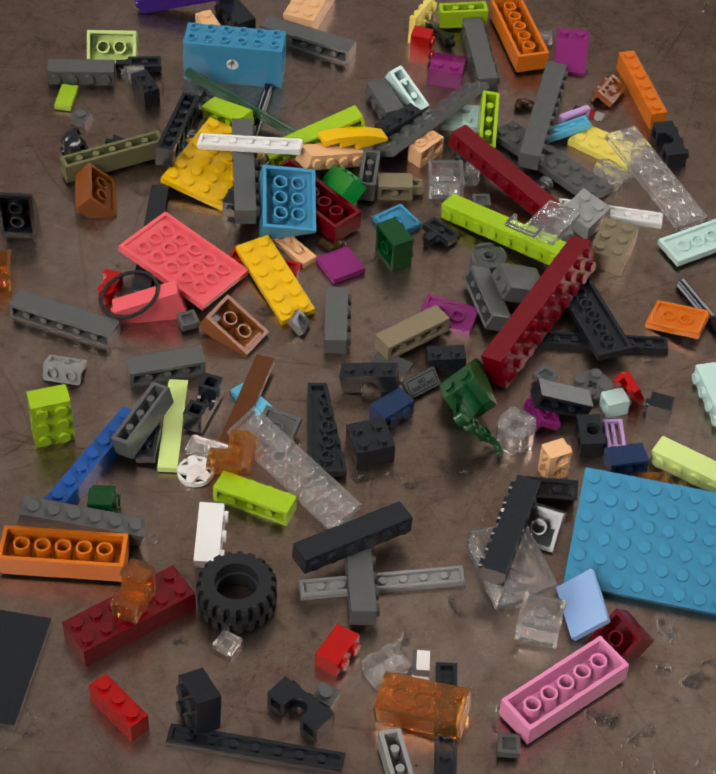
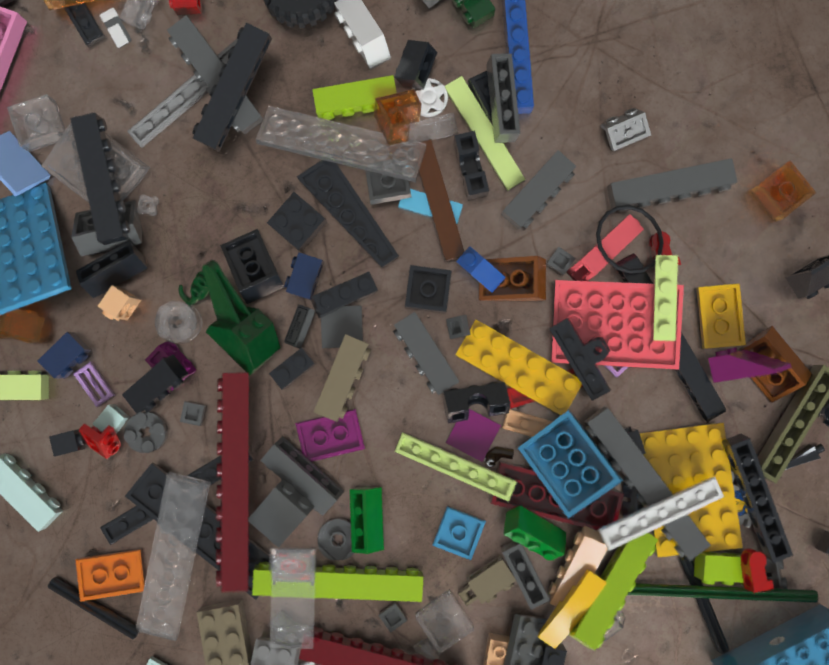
camera: 150 degrees right, 40 degrees up
(50, 415) = (584, 45): lime brick -> none
(104, 235) = (720, 316): none -> yellow plate
(117, 188) = (735, 364): none -> magenta slope
(138, 245) = (665, 297): none -> yellowish green plate
(188, 487) = (415, 64): none -> black brick
(214, 98) = (754, 572): none -> red leg
(223, 252) = (583, 357): none -> black plate
(253, 340) = (480, 269): none -> blue slope
(302, 349) = (428, 289): none -> black brick
(308, 270) = (491, 396): none -> black arch
(369, 246) = (456, 466): none -> yellowish green tile
(394, 244) = (433, 486): dark green brick -> none
(428, 436) = (252, 266): none -> black slope
(438, 232) = (406, 542): black hinge -> none
(458, 252) = (366, 520): none -> green brick
(485, 518) = (143, 201): none -> clear plate
(590, 435) = (122, 368): black brick -> none
(619, 301) = (172, 556): none -> clear plate

